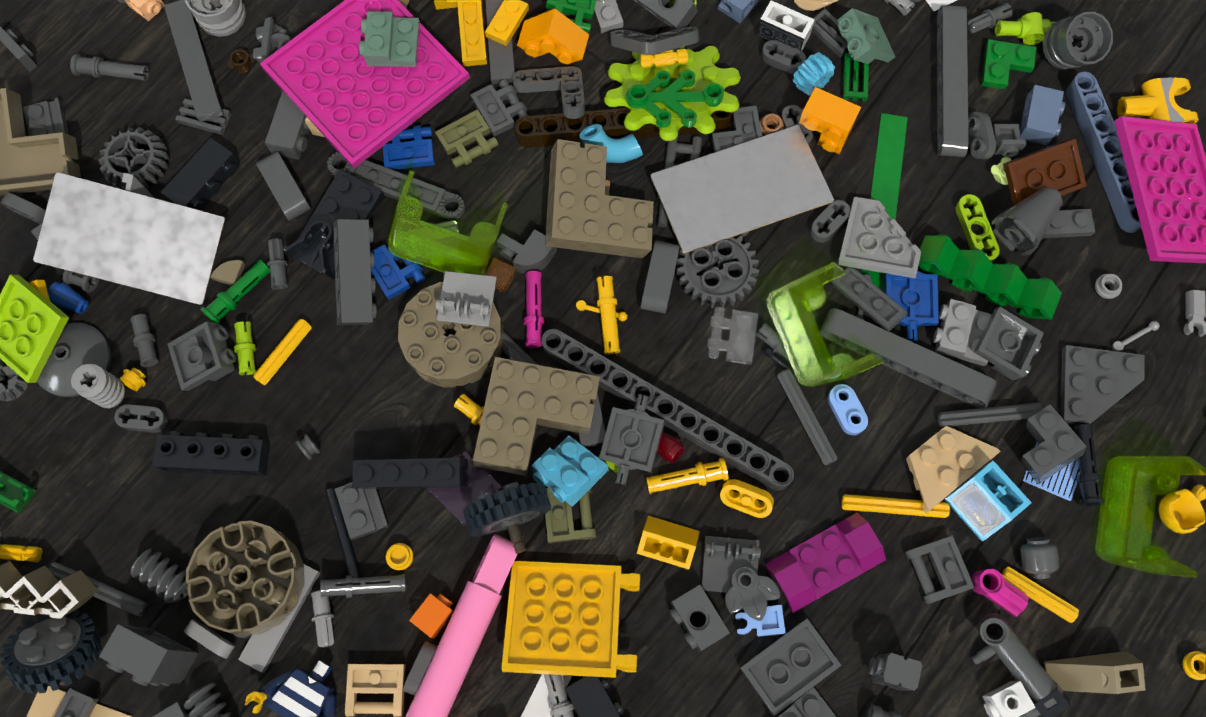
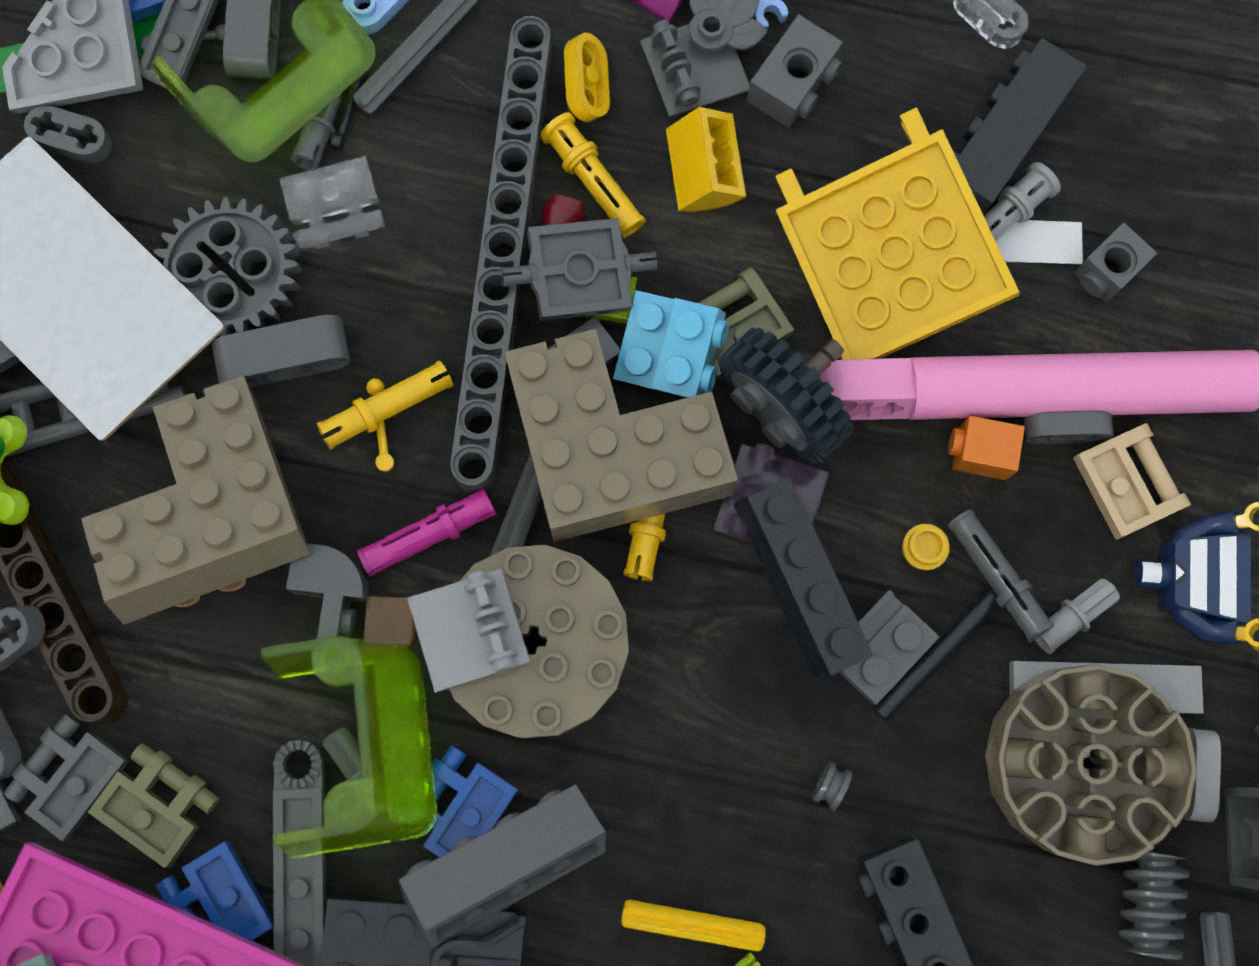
camera: 120 degrees left, 5 degrees up
(618, 150) = (69, 559): medium azure cylinder -> none

